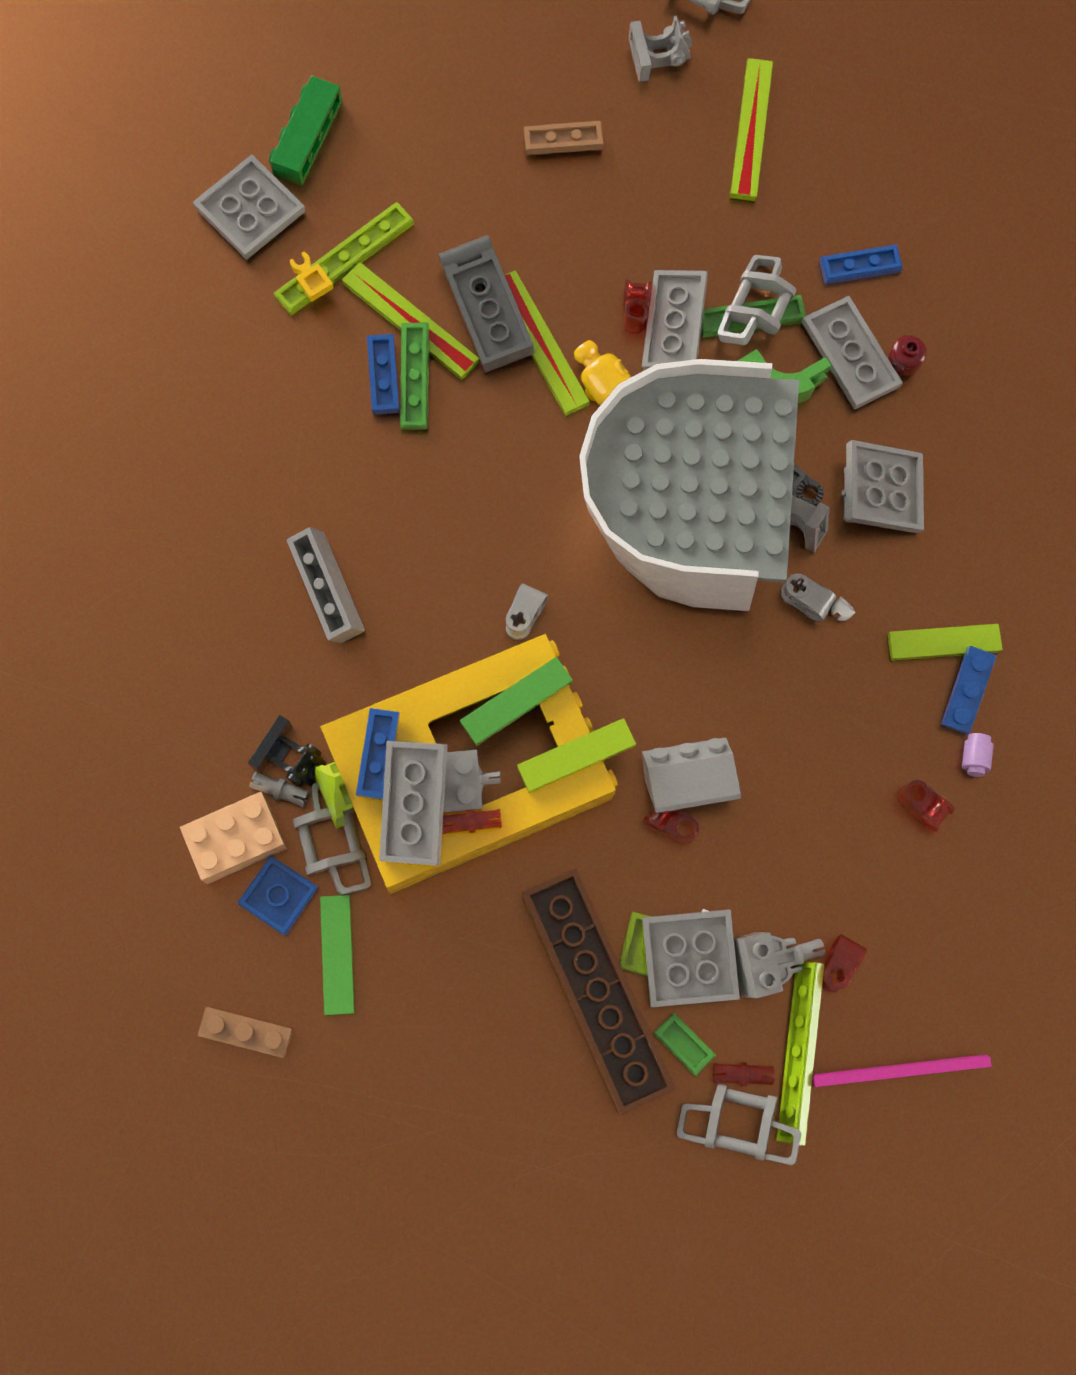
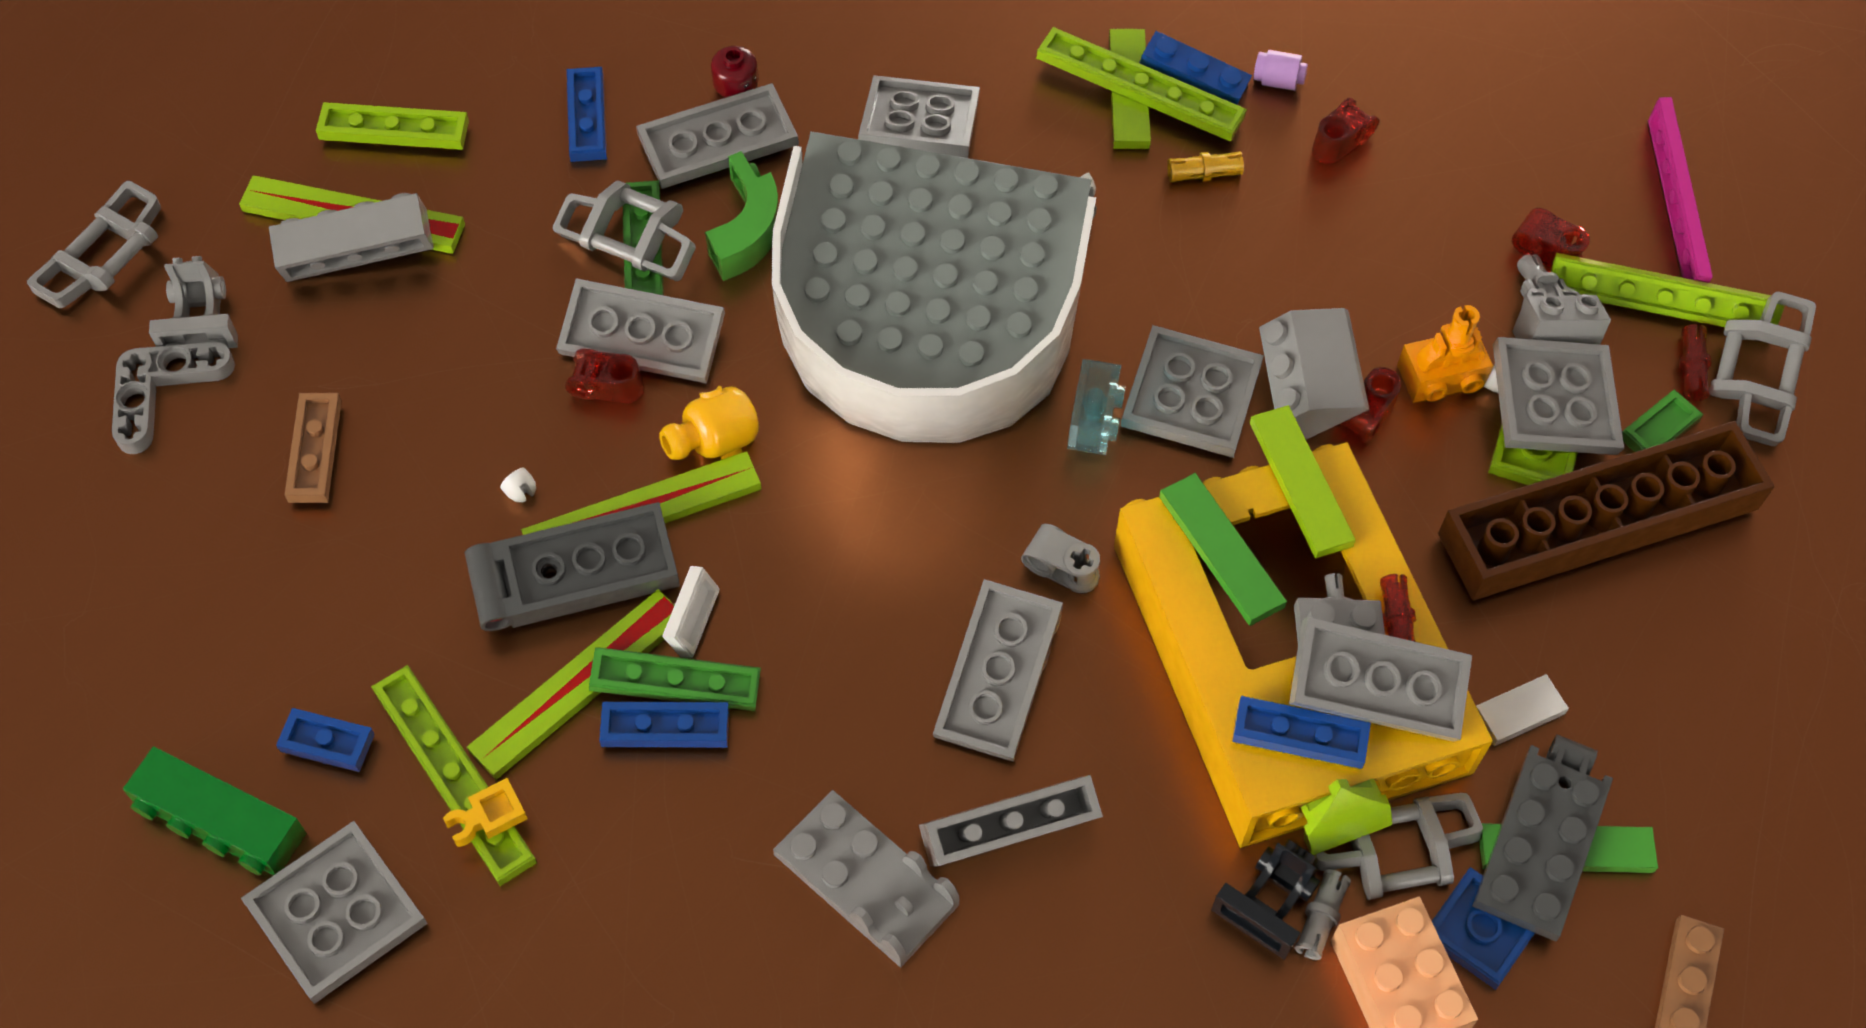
camera: 80 degrees left, 15 degrees down
(288, 505) = (868, 878): none -> light grey hinge
(340, 936) = (1544, 839): none -> dark grey hinge
(358, 182) = (325, 739): none -> blue plate
(434, 573) = (998, 670): none -> light grey hinge
(438, 926) = (1522, 709): none -> white tile
(462, 379) = (691, 612): none -> white tile
(548, 264) = (518, 484): none -> white hinge
(608, 35) = (154, 374): none -> light grey beam
(644, 624) = (1094, 407): none -> clear light blue brick
(672, 695) = (1192, 391): none -> light grey plate
(713, 878) = (1447, 362): none -> light orange brick
(725, 128) = (350, 237): none -> light grey brick
(827, 140) = (392, 126): none -> lime plate
(876, 700) = (1205, 166): none -> yellow pin
(944, 648) = (1141, 84): none -> lime tile

